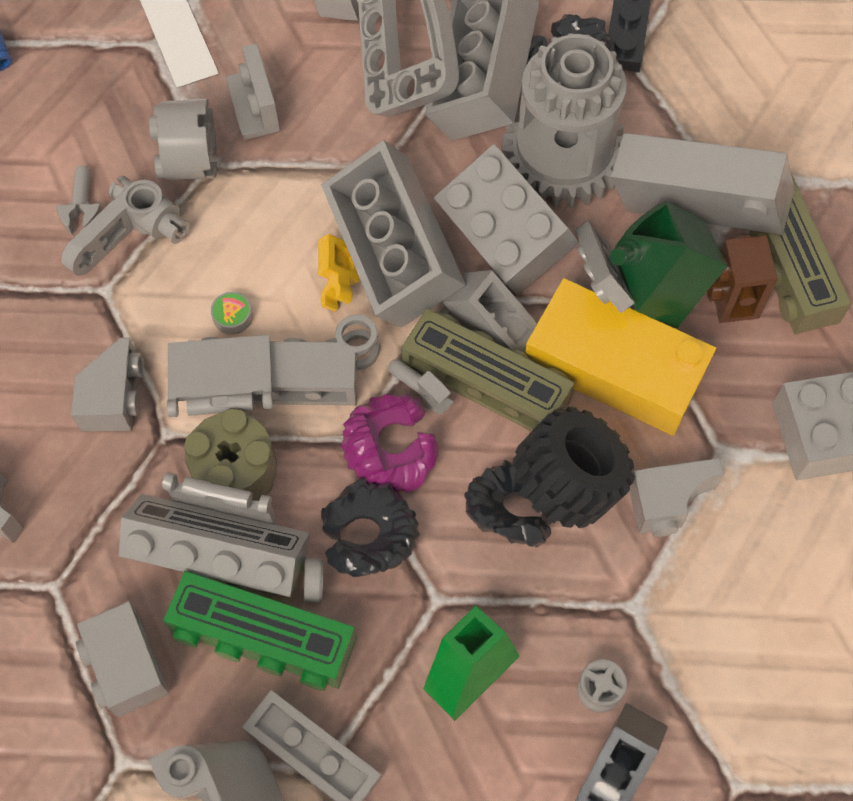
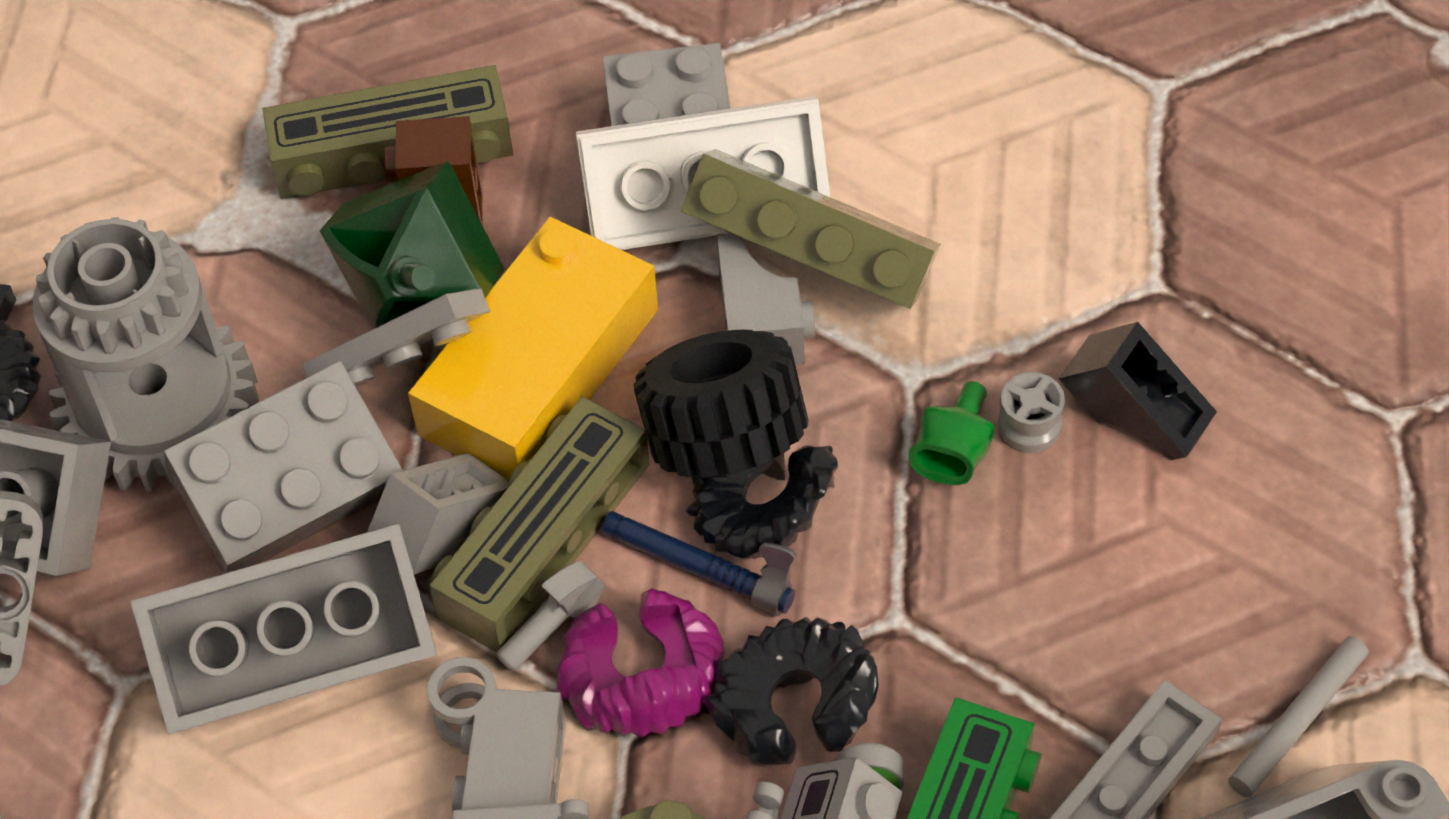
camera: 85 degrees left, 10 degrees down
(339, 269) = (318, 730): yellow plate -> none
(450, 512) = (767, 591): none -> dark blue piece
(468, 662) = (1005, 561): green slope -> none
(576, 631) = (953, 438): none -> green piece
(709, 180) = (284, 193): light grey brick -> none
(730, 520) = (810, 227): none -> olive brick
(776, 450) = (643, 170): none -> white tile

